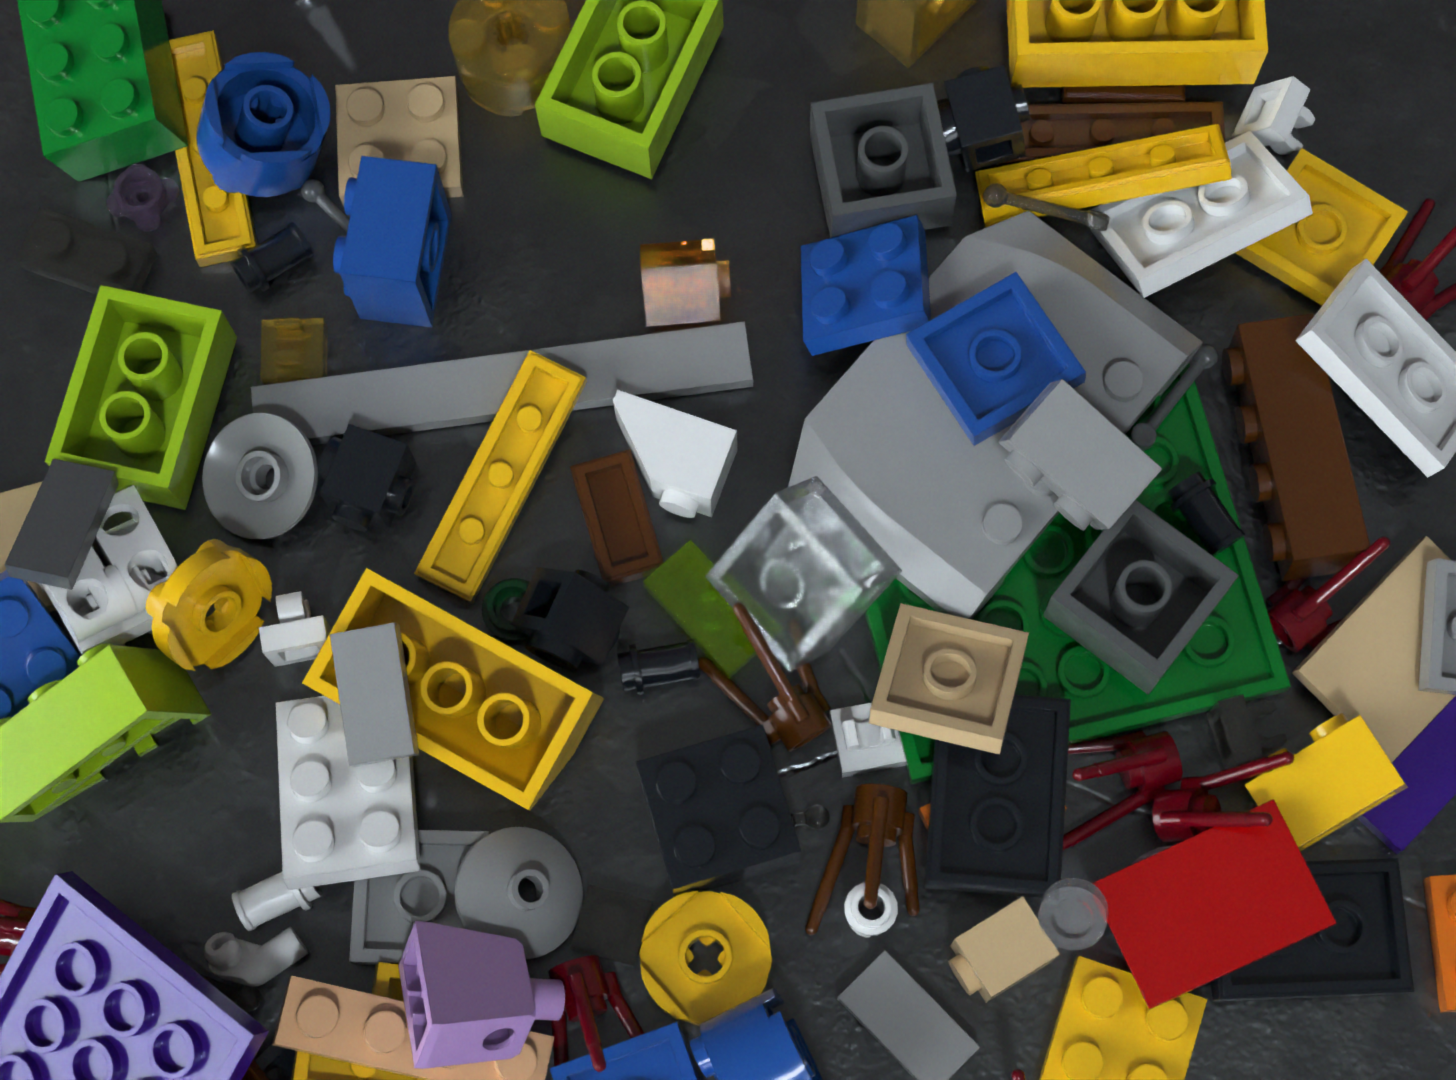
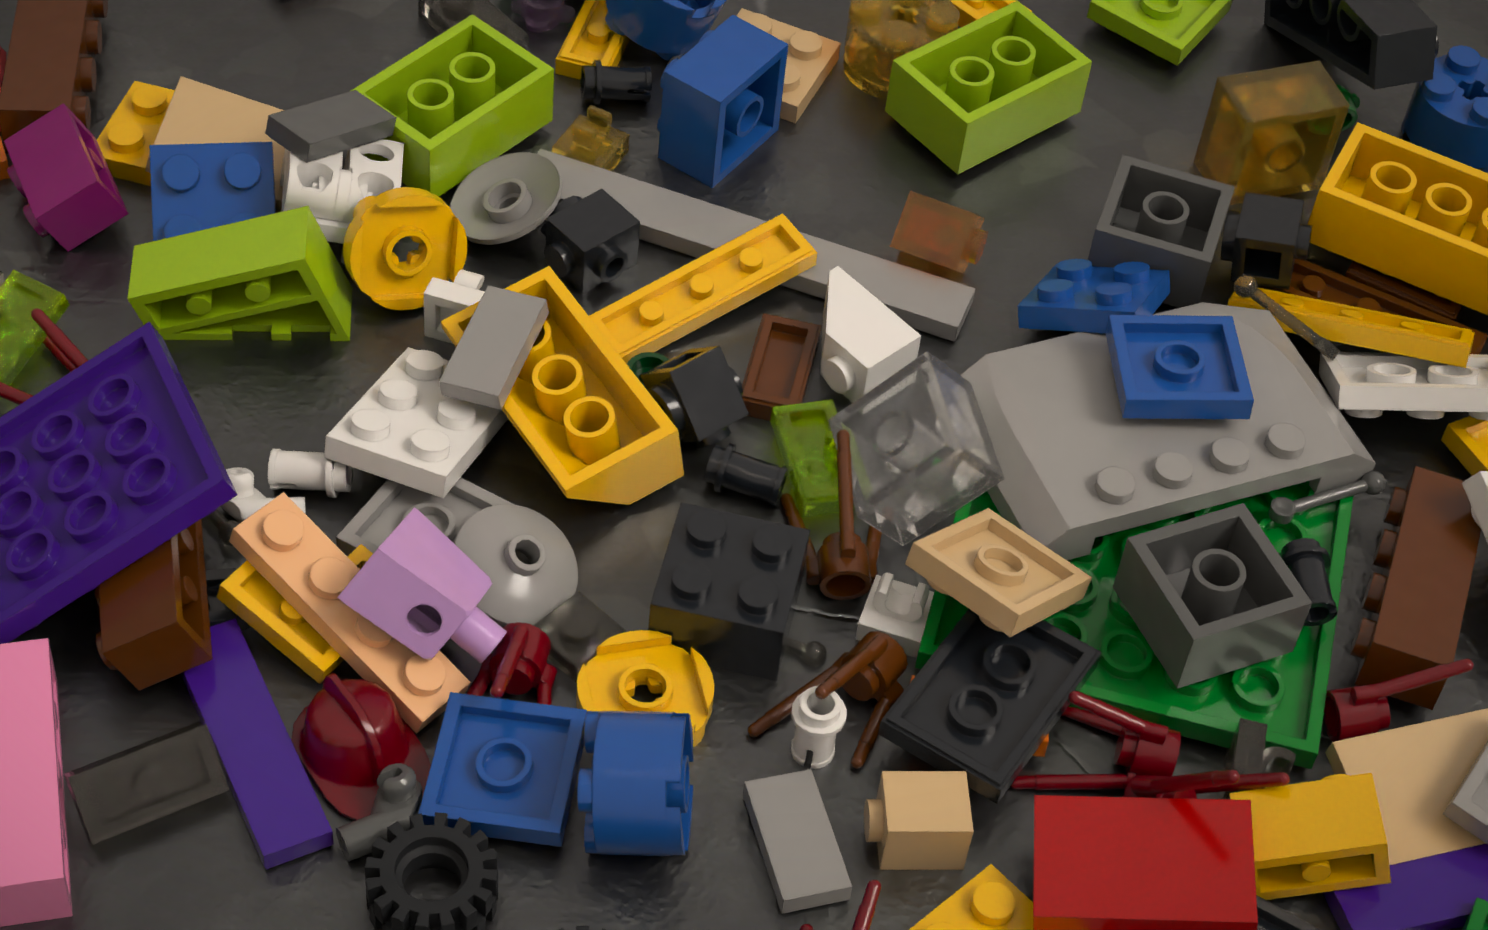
camera: 20 degrees right, 25 degrees down
(1073, 914) = (1005, 804): clear tile -> none
(1077, 457) = (1211, 441): light grey brick -> none

